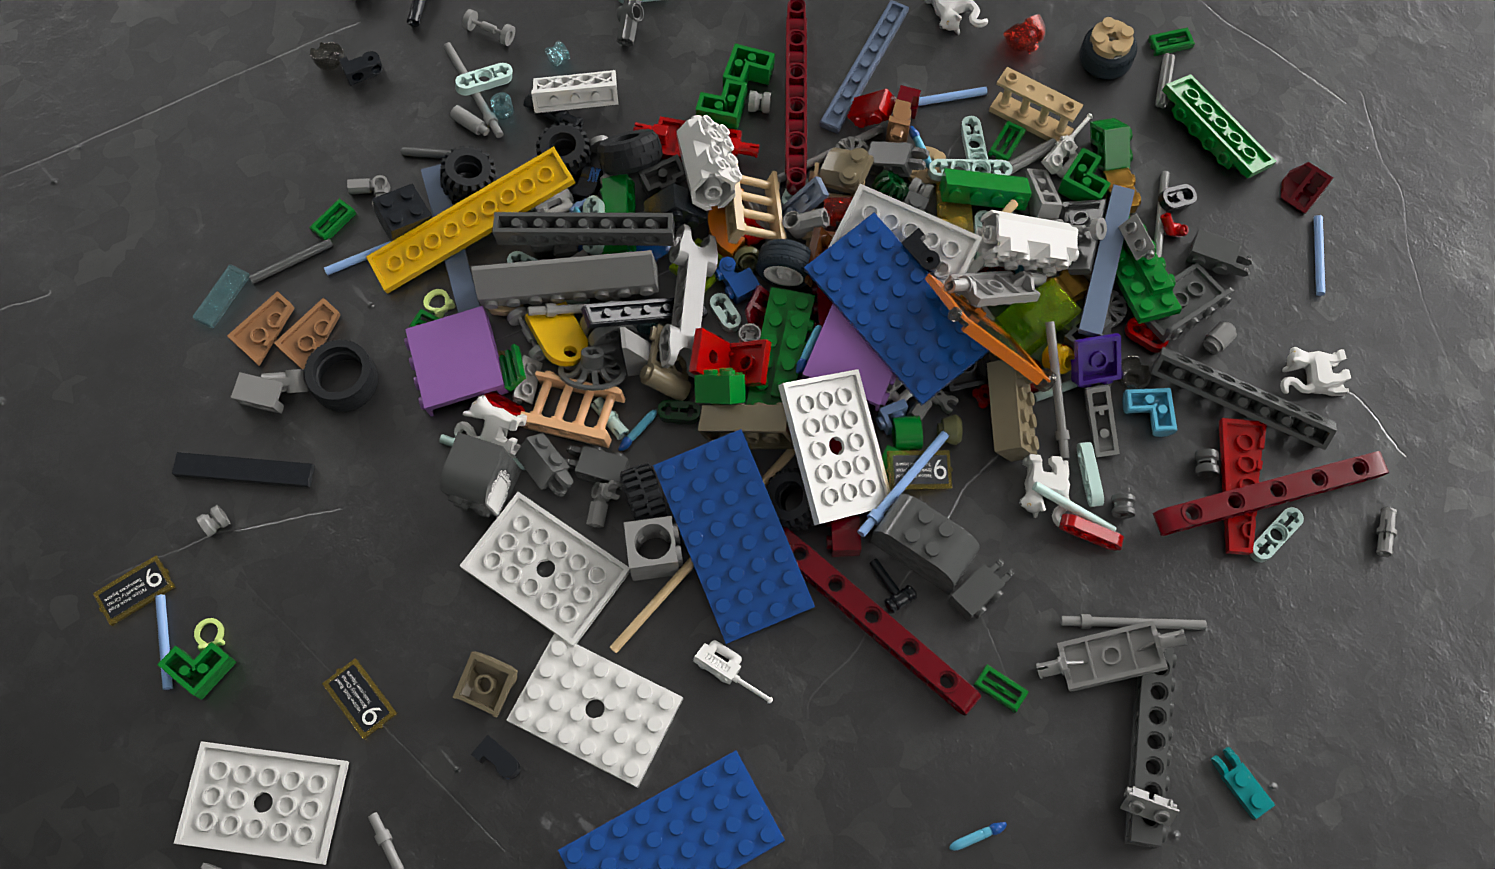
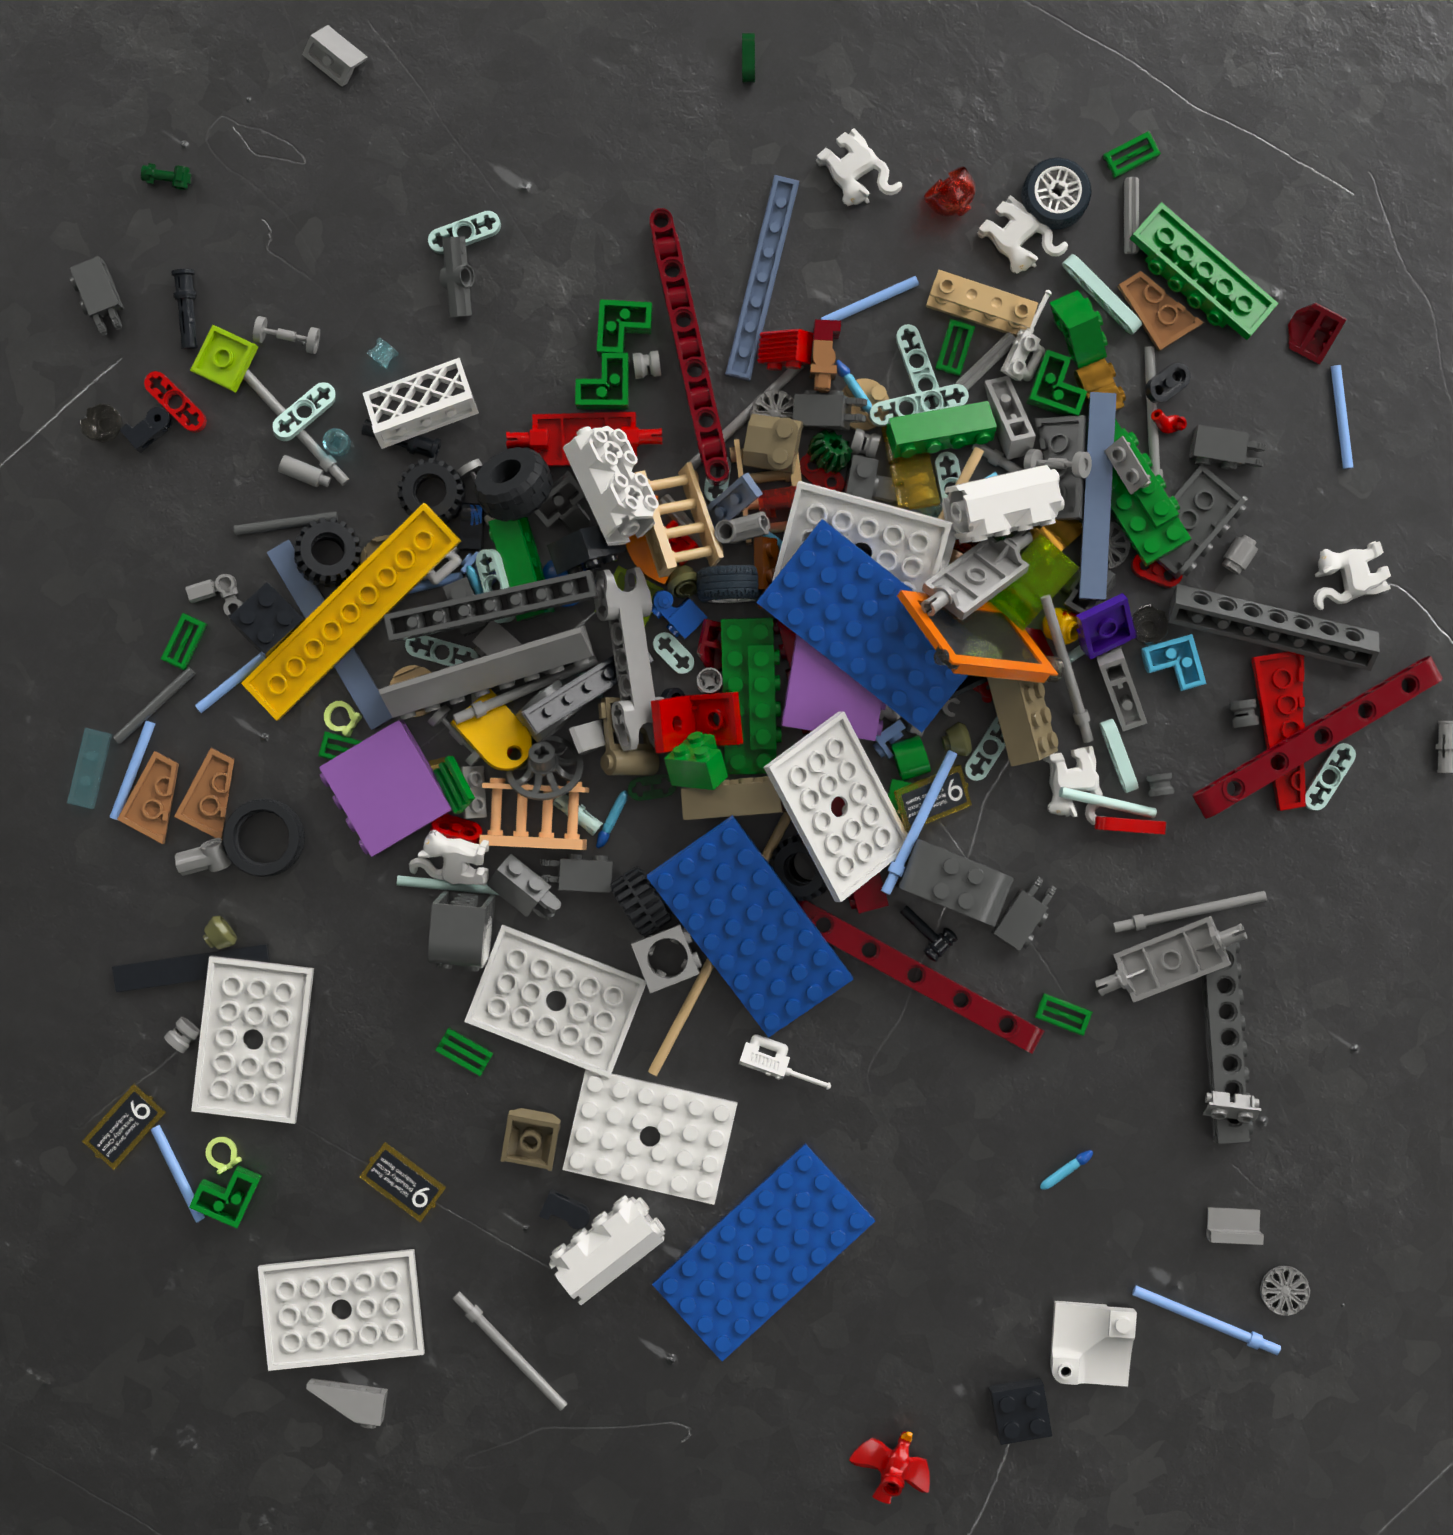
camera: 10 degrees left, 20 degrees up
(258, 301) = (132, 769): none -> light blue bar
(258, 392) = (178, 880): light grey panel -> none
(264, 576) = (246, 1080): none -> white plate
(276, 444) = (219, 933): none -> olive cone
(389, 48) = (167, 383): none -> red beam
(436, 33) = (224, 358): none -> lime tile
(439, 581) = (445, 1041): none -> green tile
(523, 801) = (607, 1248): none -> white brick
(598, 508) = (594, 905): light grey bar -> none
(802, 362) = (778, 707): medium azure piece -> none
(921, 253) = (886, 559): black leg -> none
(961, 450) = (979, 748): none -> light aqua beam
(1069, 73) = (1017, 231): none -> white animal
(1116, 29) = (1069, 175): tan plate -> none
(1142, 136) = (1102, 294): none -> light aqua beam
(1175, 149) = (1159, 313): none -> medium nougat wing
(1243, 784) = (1325, 1056): teal hinge -> none

